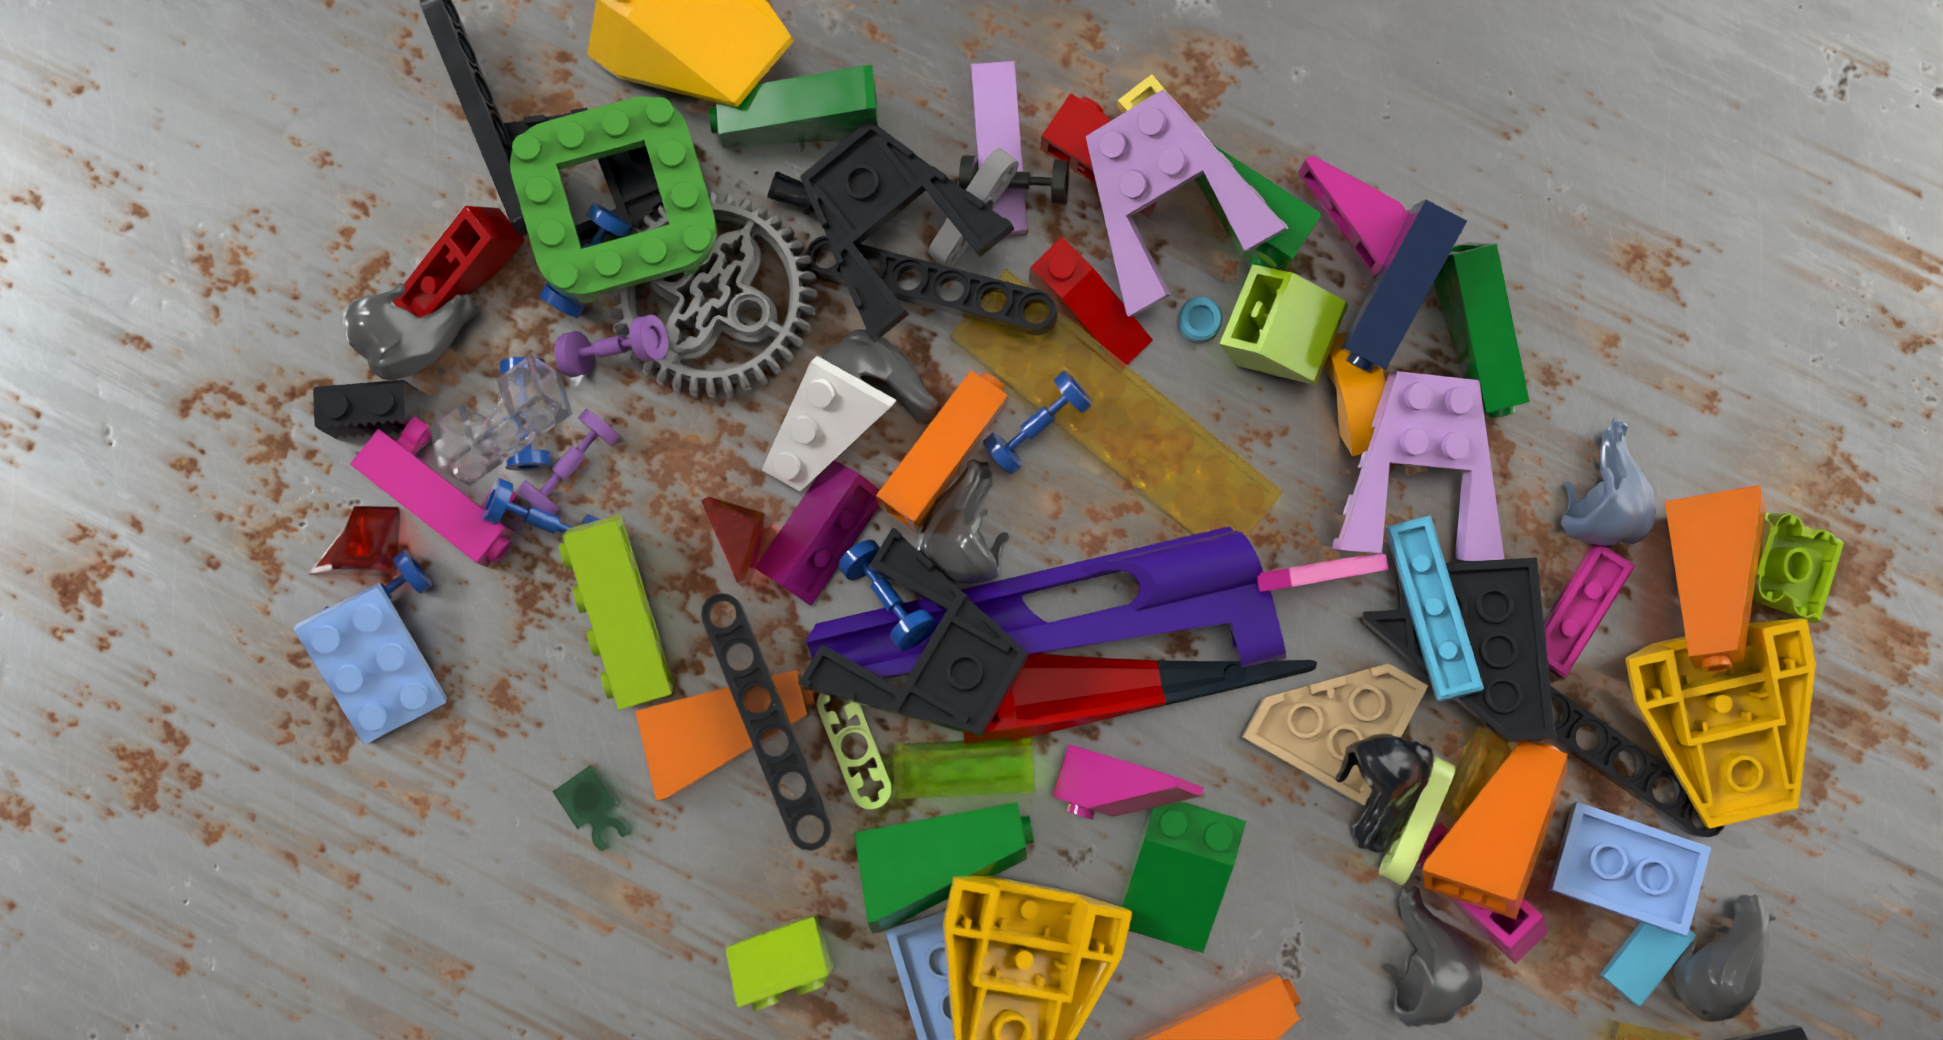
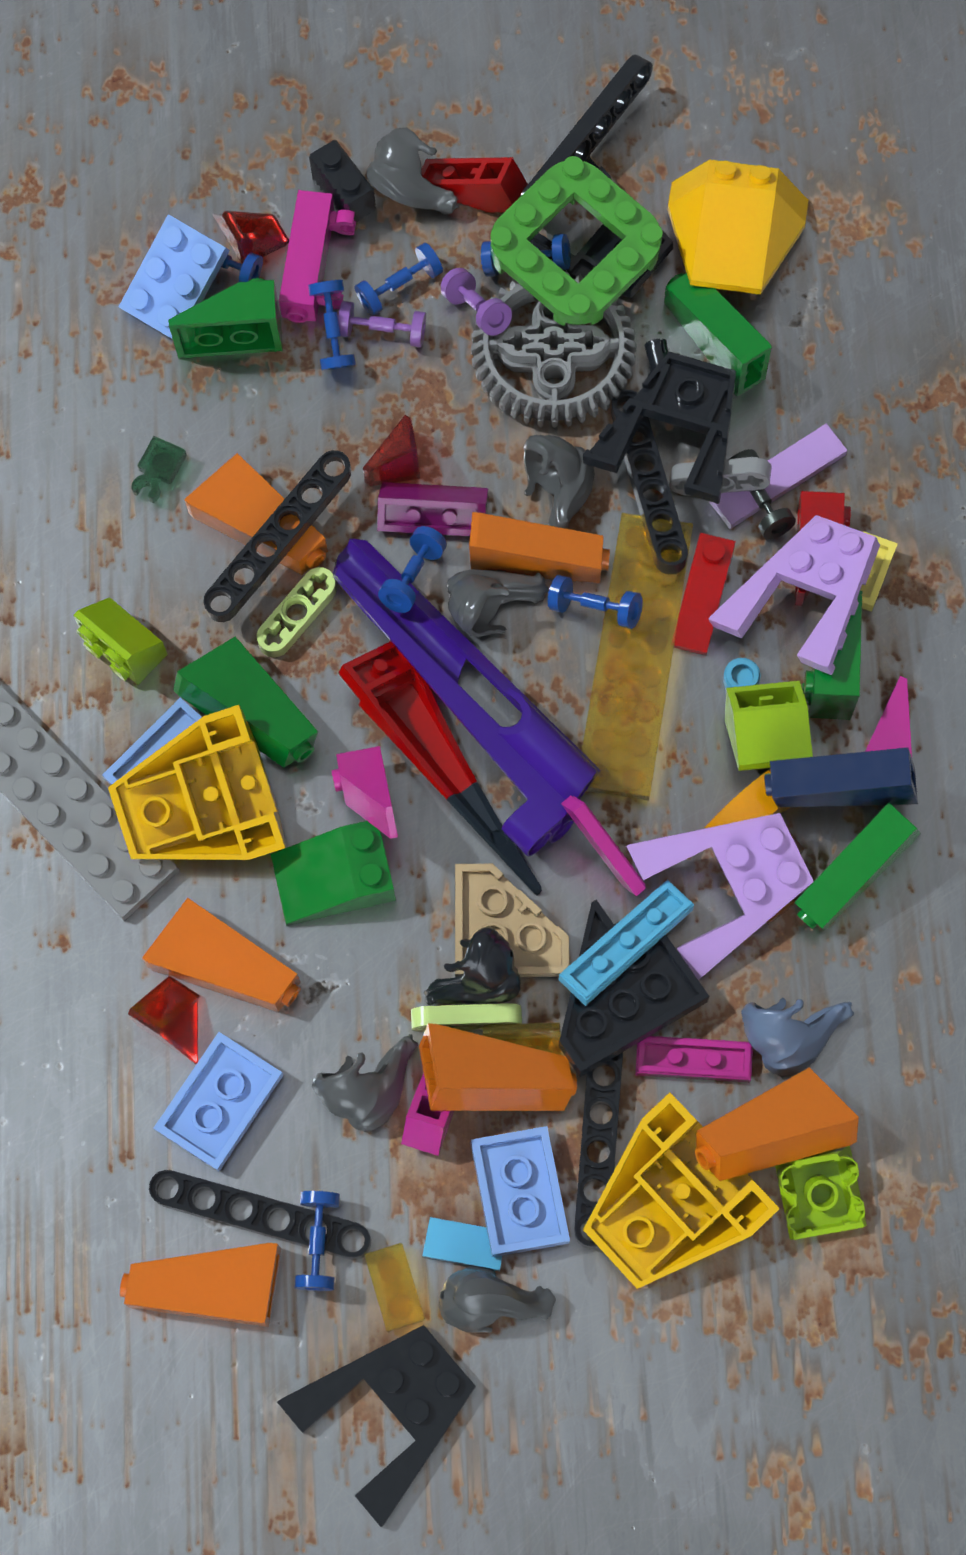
camera: 65 degrees right, 10 degrees down
(470, 624) = (230, 322): none -> green slope
(528, 406) = (400, 270): clear arch -> none
(617, 611) = (297, 404): lime brick -> none
(822, 422) = (505, 459): white wing -> none
(959, 673) = (386, 637): black wing -> none
(962, 768) = (322, 685): clear neon green brick -> none

